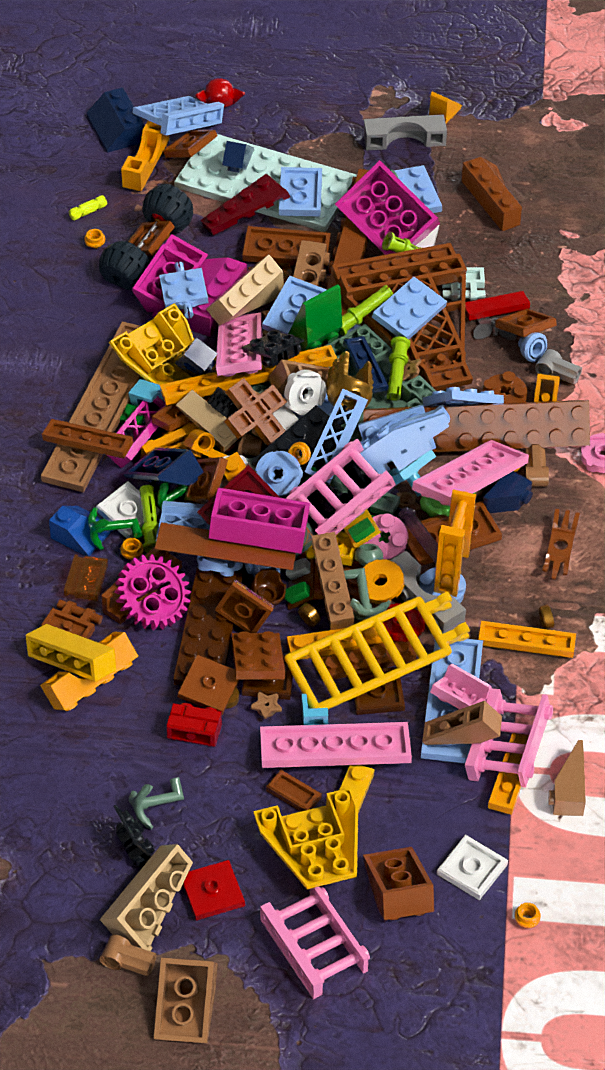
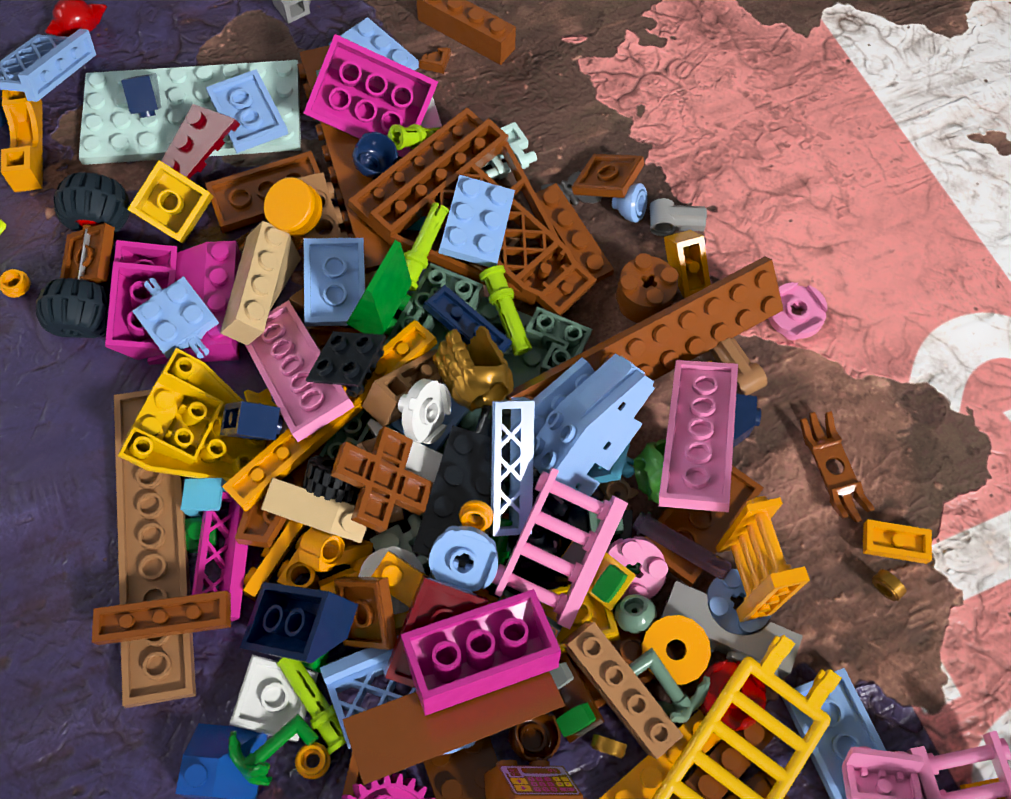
camera: 30 degrees left, 15 degrees up
(190, 143) = (72, 98): dark orange plate -> none
(218, 226) = (170, 202): none -> yellow brick
(294, 255) = (293, 206): none -> light orange head
(367, 245) = (374, 154): none -> dark blue hair
(411, 369) = (526, 303): medium nougat plate -> none
(454, 396) = (619, 323): light blue plate -> none
(456, 212) = (436, 60): none -> dark orange tile
(477, 348) = (574, 232): none -> dark orange plate
(496, 305) = (559, 162): red tile -> none
(527, 639) = (887, 632): light orange plate -> none
(571, 599) = (897, 541): none -> light orange plate

